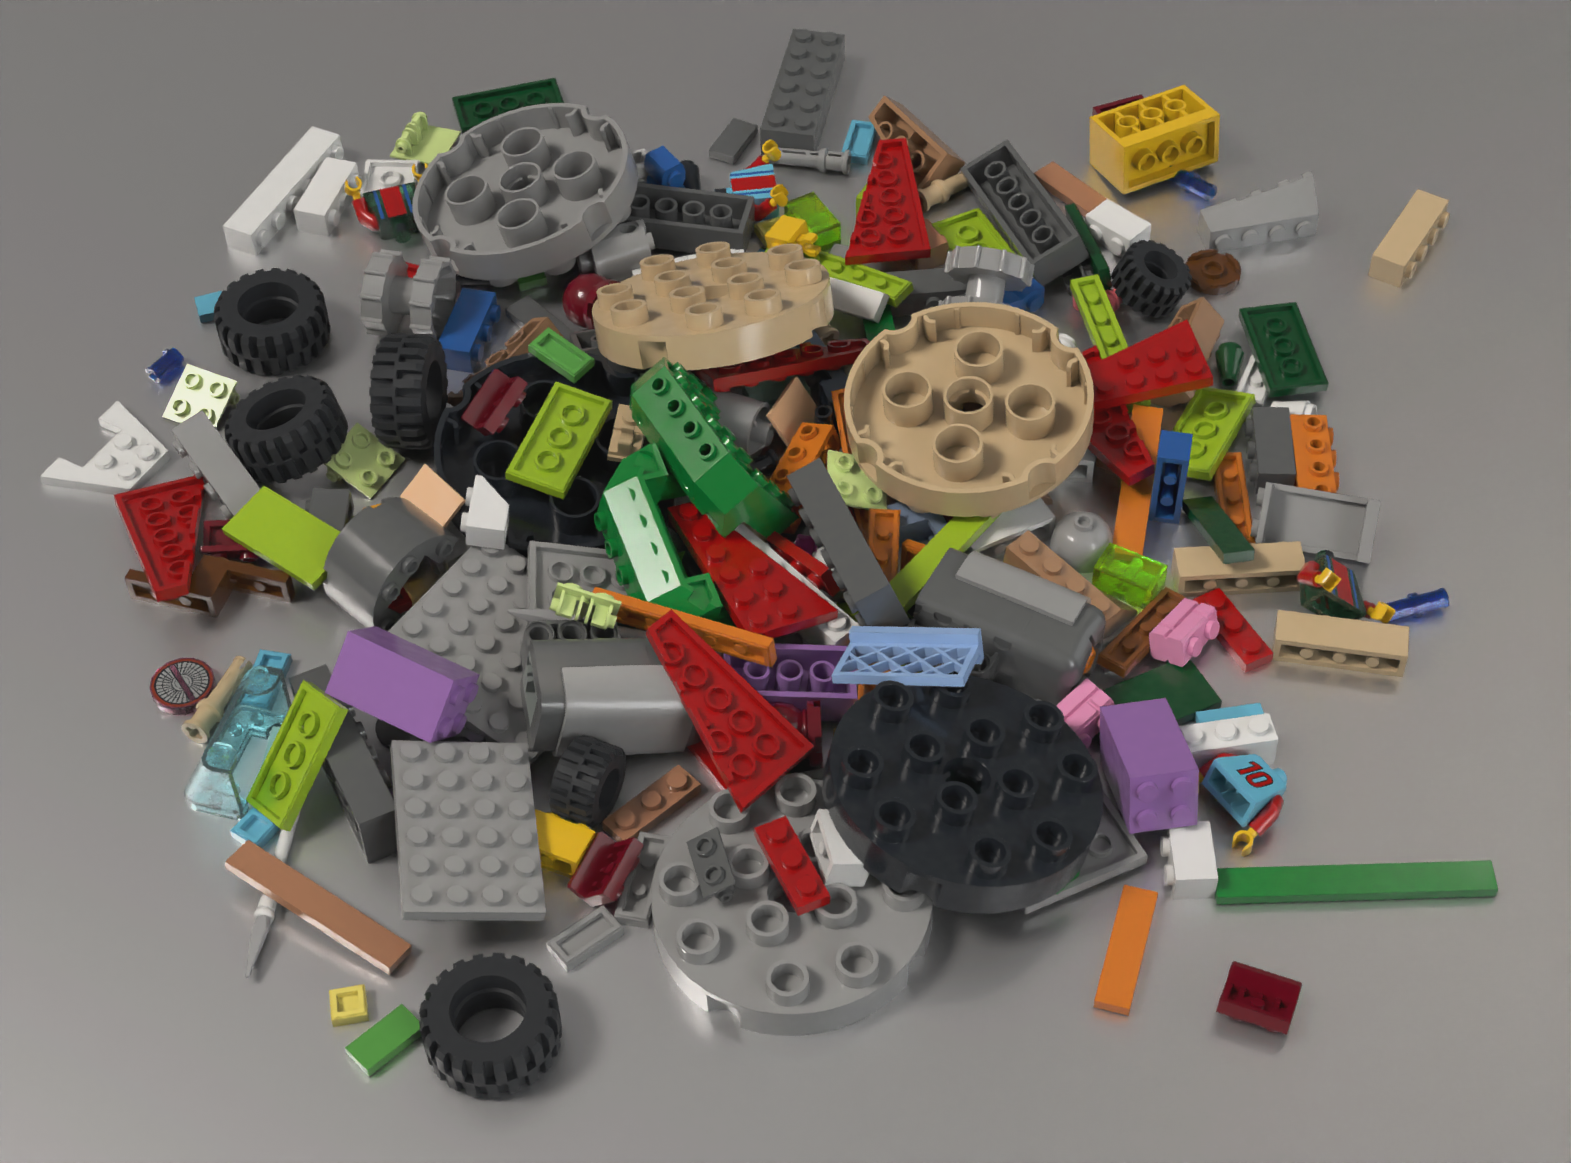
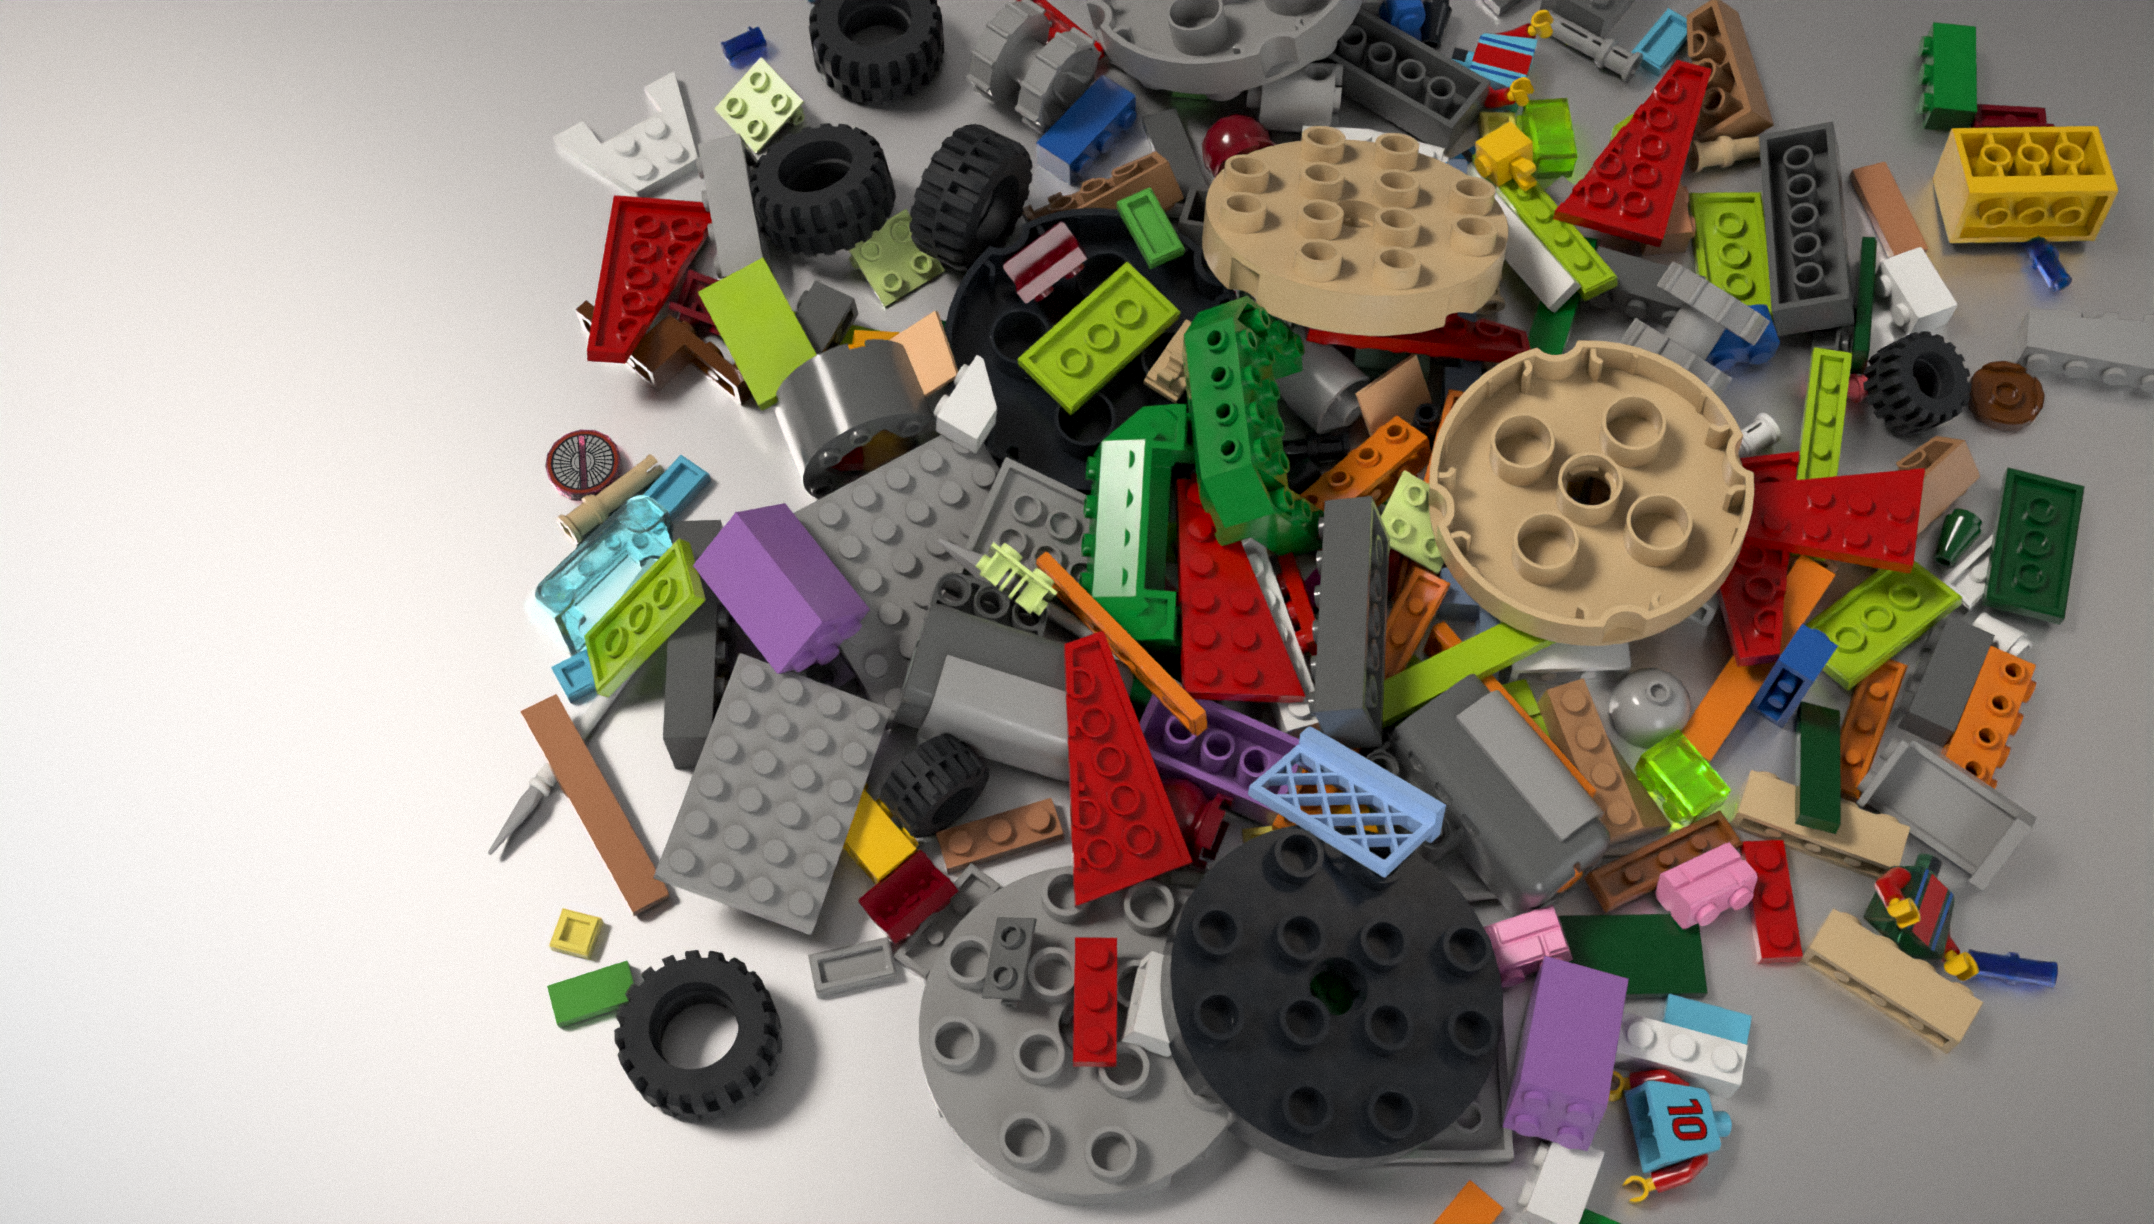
camera: 25 degrees right, 15 degrees up
(1066, 97) = (1948, 77): none -> green brick

